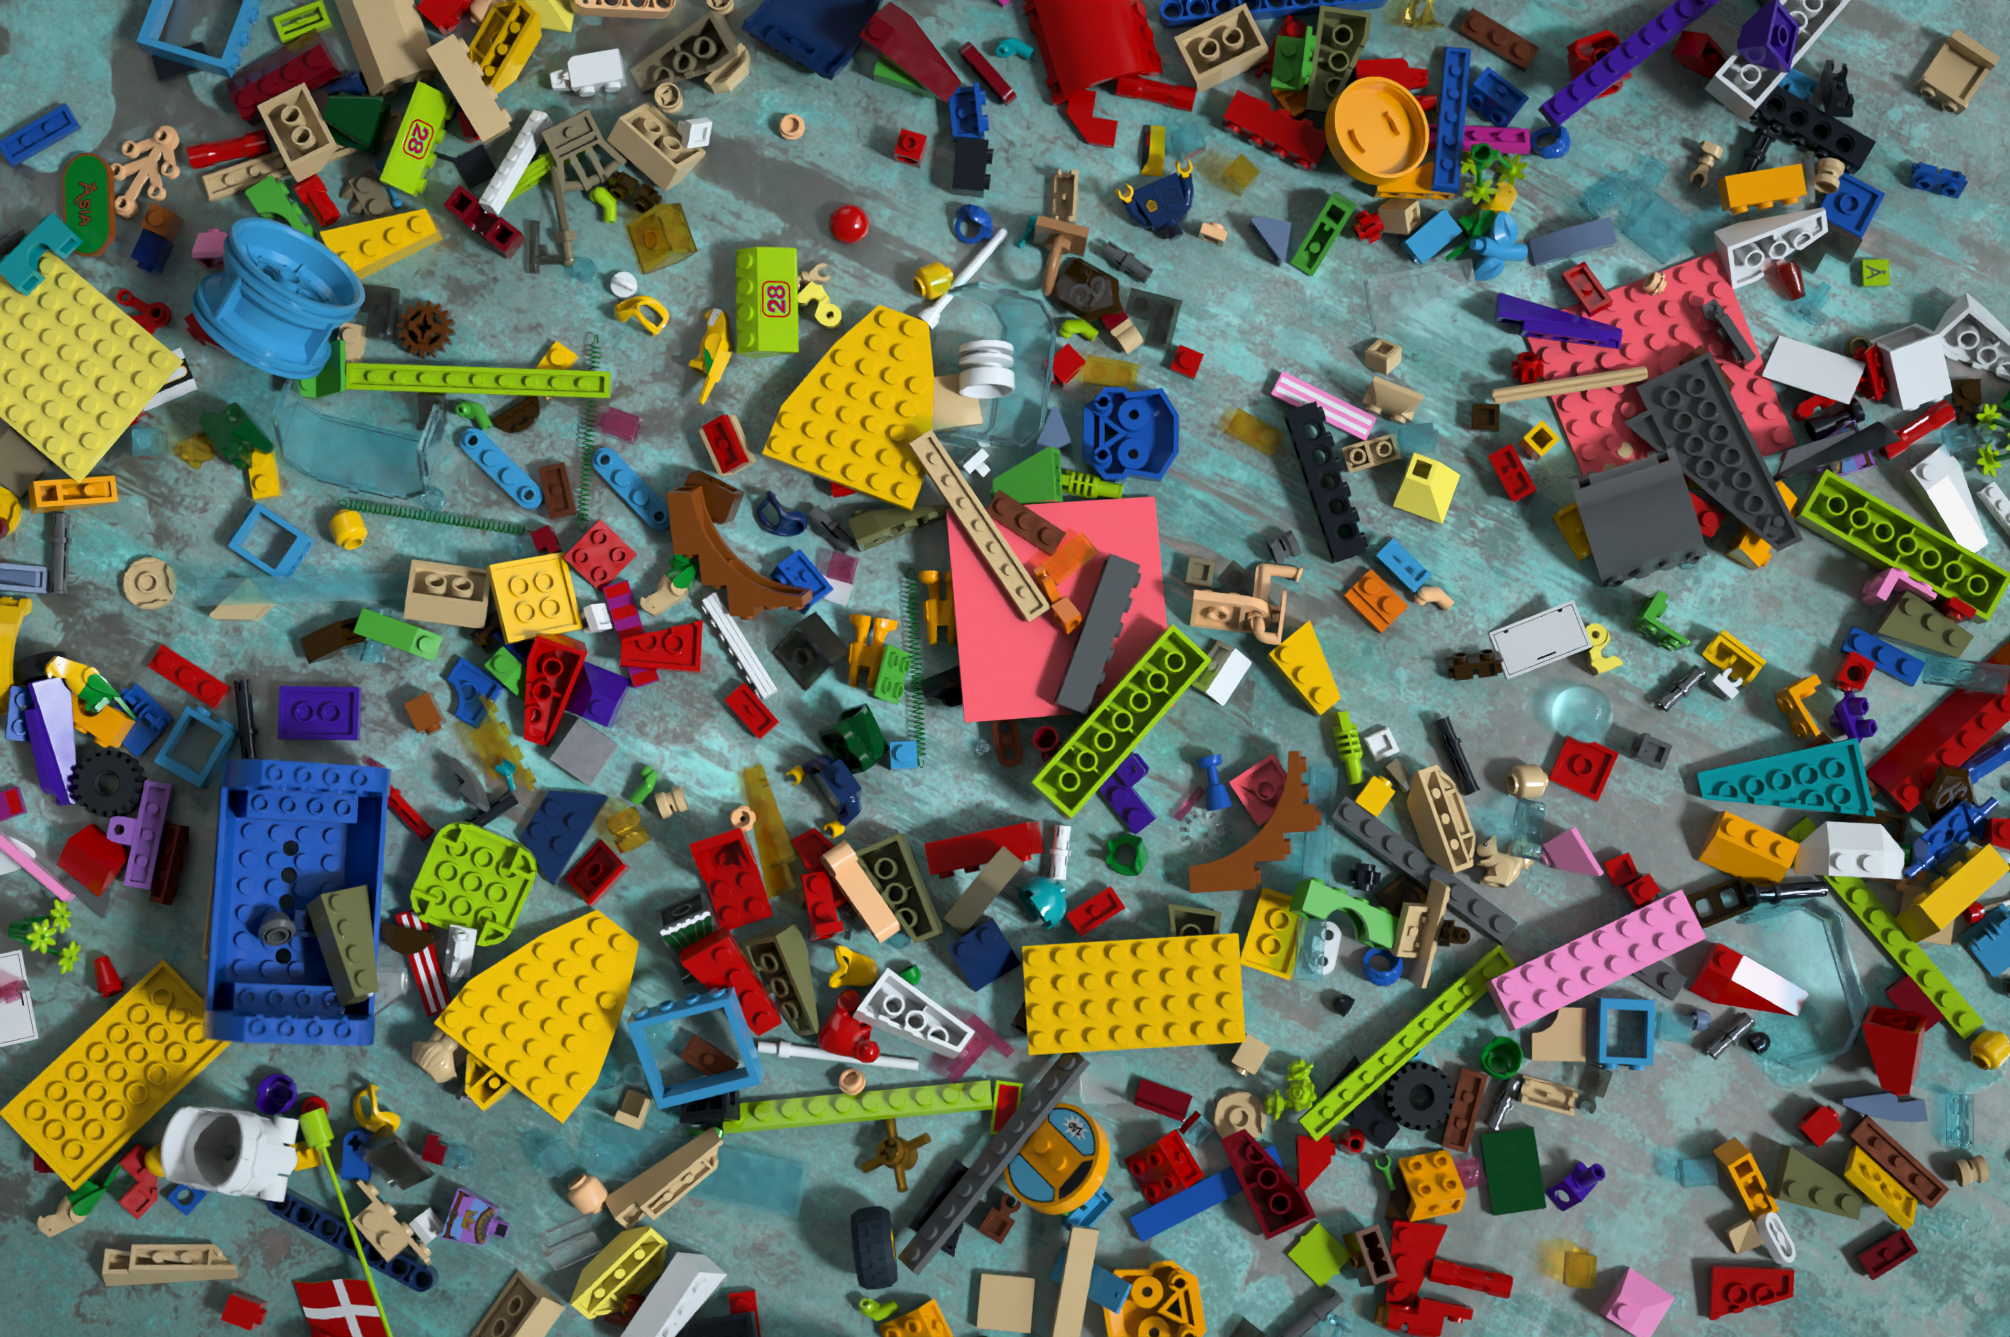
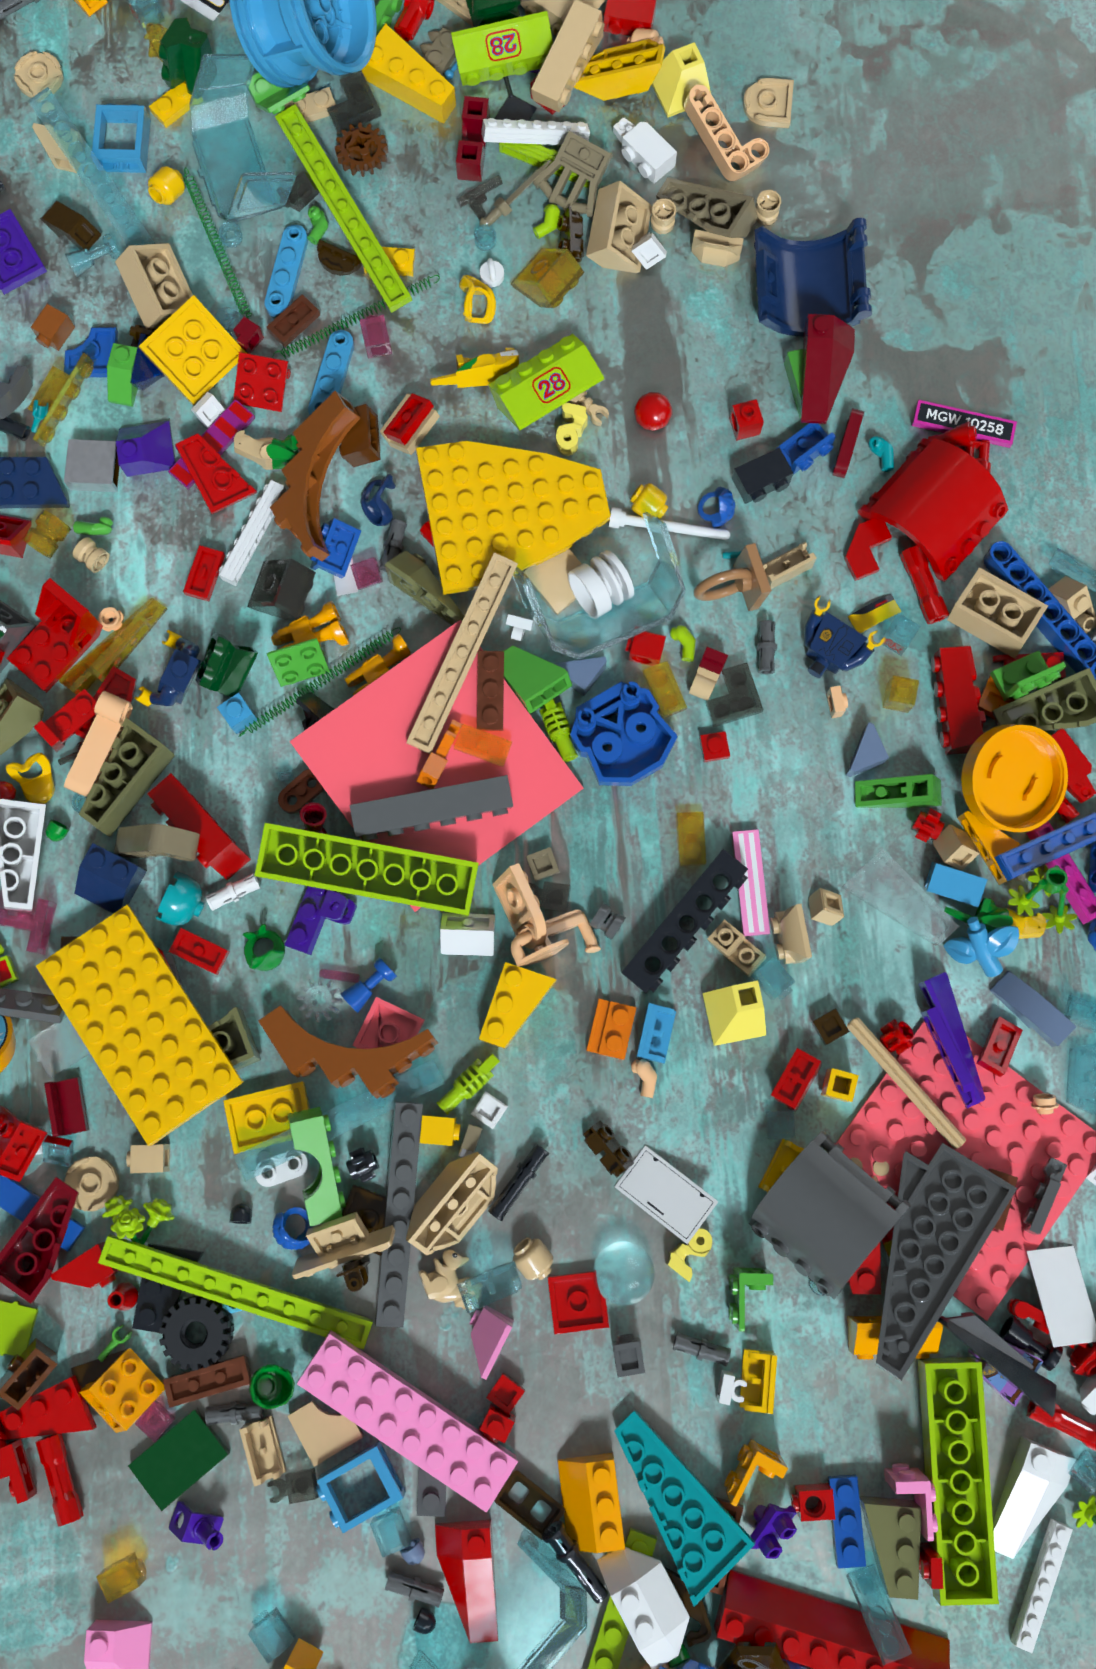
camera: 60 degrees right, 5 degrees down
(397, 634) = (101, 267): bright green slope -> none
(550, 677) = (137, 399): red wedge -> none
(791, 127) = (703, 321): light nougat plate -> none
(1087, 291) = (719, 627): dark brown tile -> none

